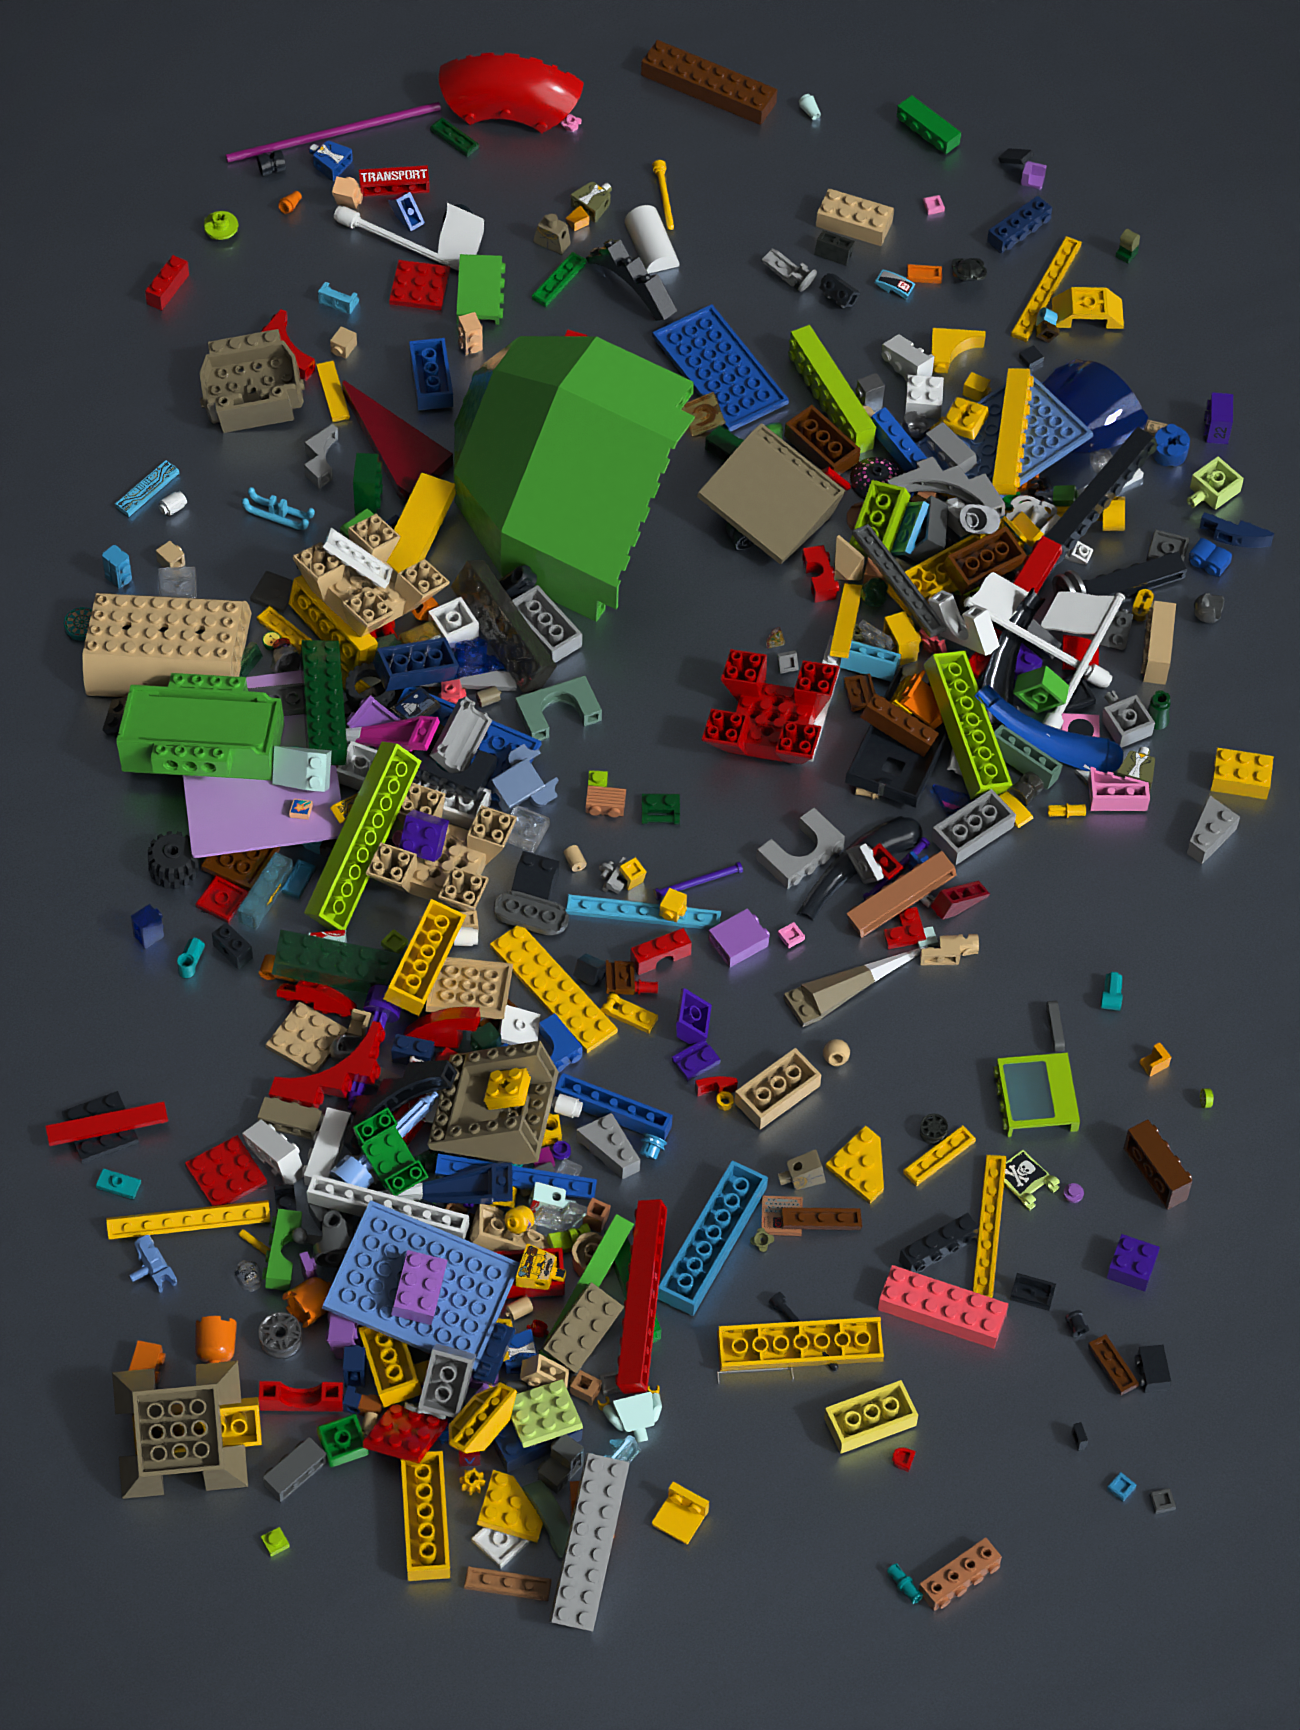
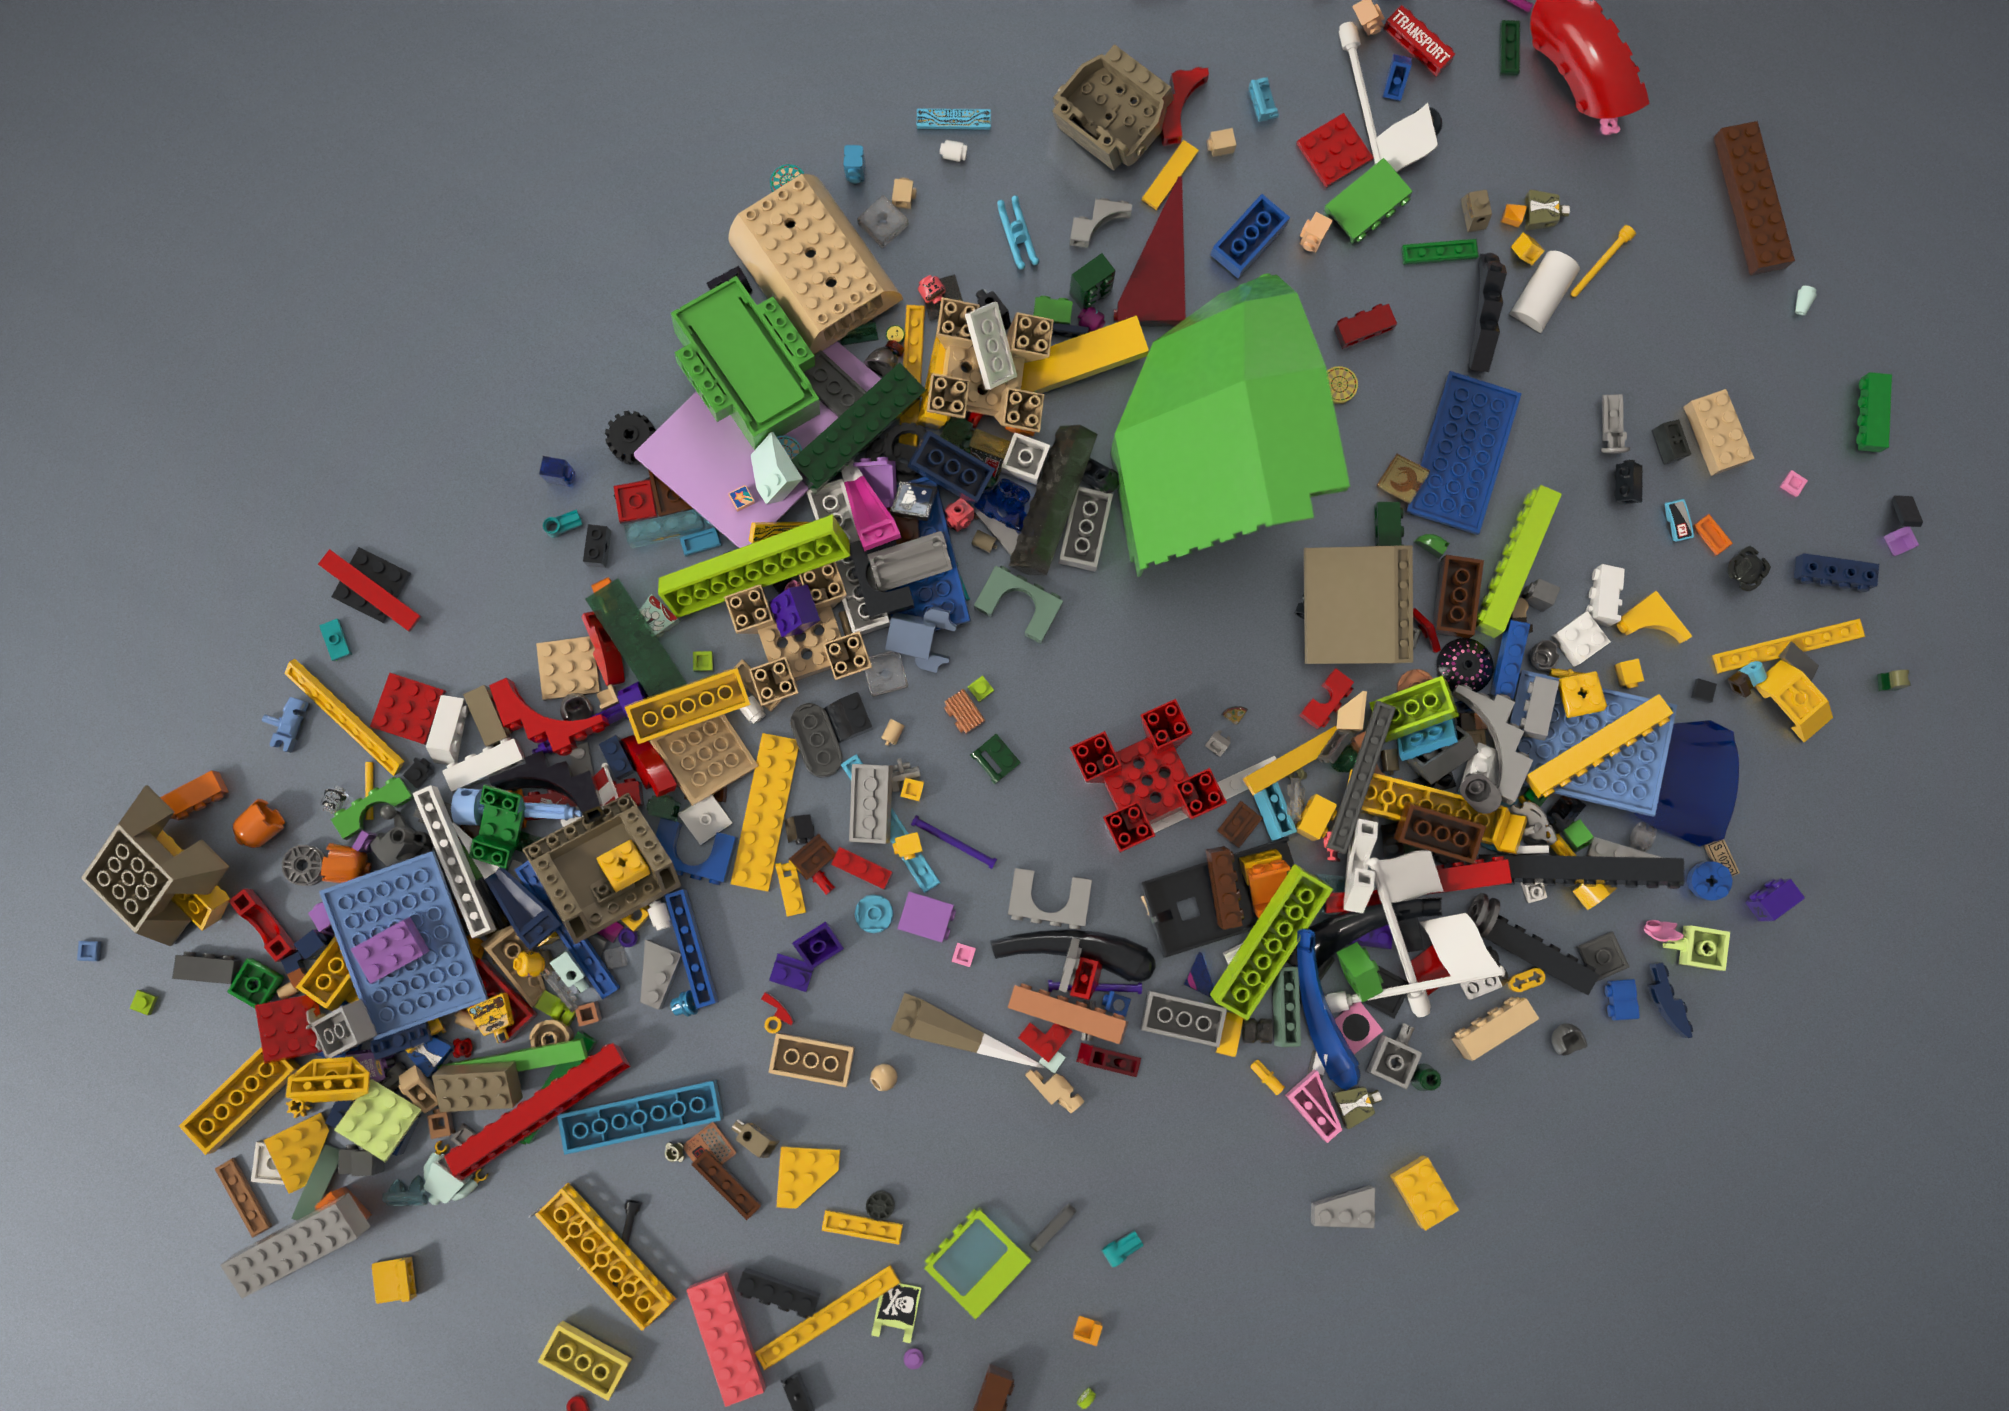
camera: 50 degrees right, 25 degrees up
(191, 1552) = (88, 951): none -> medium blue tile
(264, 588) = (931, 289): none -> coral head
(389, 509) = (1091, 318): none -> magenta head
(611, 227) = (1527, 248): none -> yellow panel
(617, 906) = (870, 803): none -> light grey gear
(702, 973) = (874, 913): none -> medium azure tile
(862, 585) = (1335, 746): none -> flat silver tile
(1054, 288) = (1798, 659): none -> dark grey slope
(1177, 501) = (1662, 930): none -> bright pink plate

